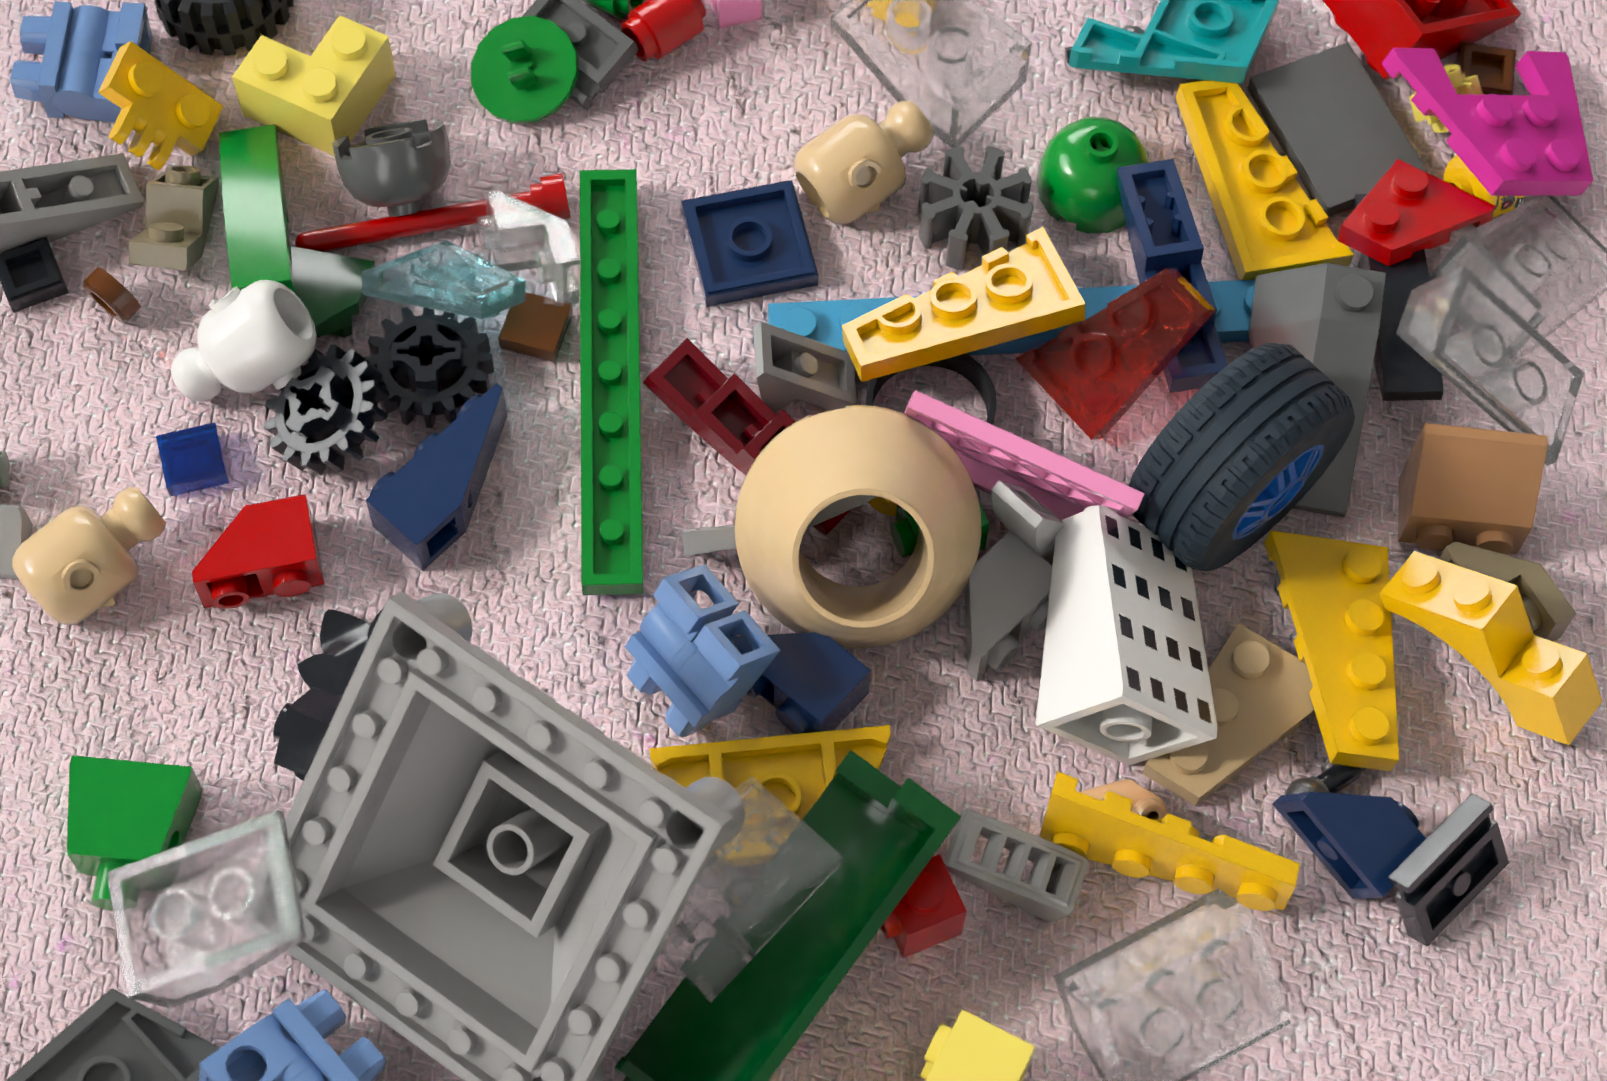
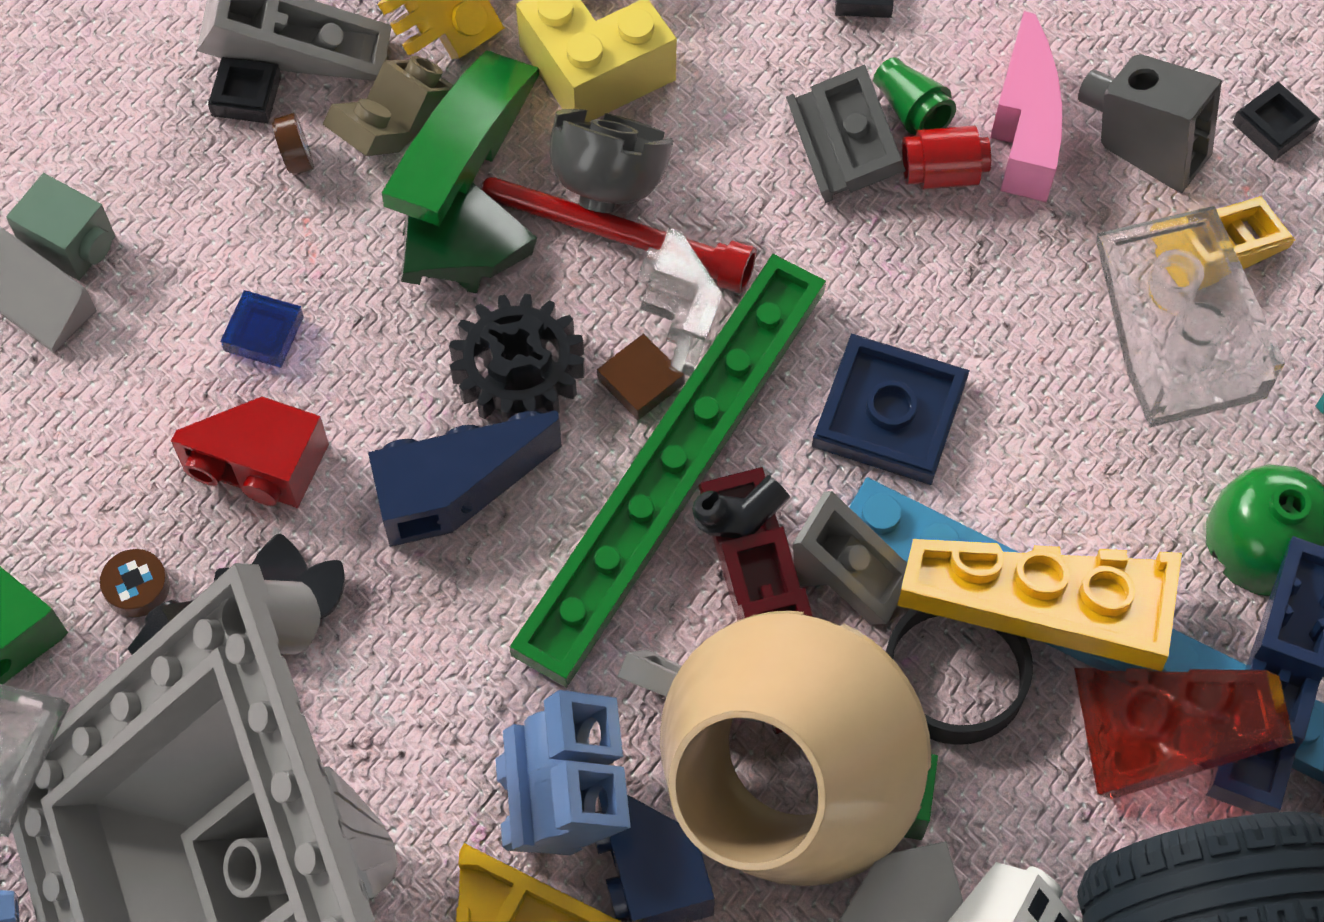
camera: 35 degrees right, 0 degrees up
(84, 557) = (107, 364): tan piece -> none
(233, 716) = (134, 582): none -> reddish brown tile
(247, 343) = (368, 249): white piece -> none
(320, 438) = (397, 349): black gear -> none
(447, 281) = (580, 289): clear light blue wing -> none
(524, 70) = (788, 134): green piece -> none
(693, 385) = (739, 516): none -> black arm
(860, 161) = (1040, 388): tan piece -> none
(974, 206) = (1101, 488): dark grey gear -> none
(999, 455) = (994, 776): bright pink fence -> none
(1026, 518) = (966, 838): light grey slope -> none

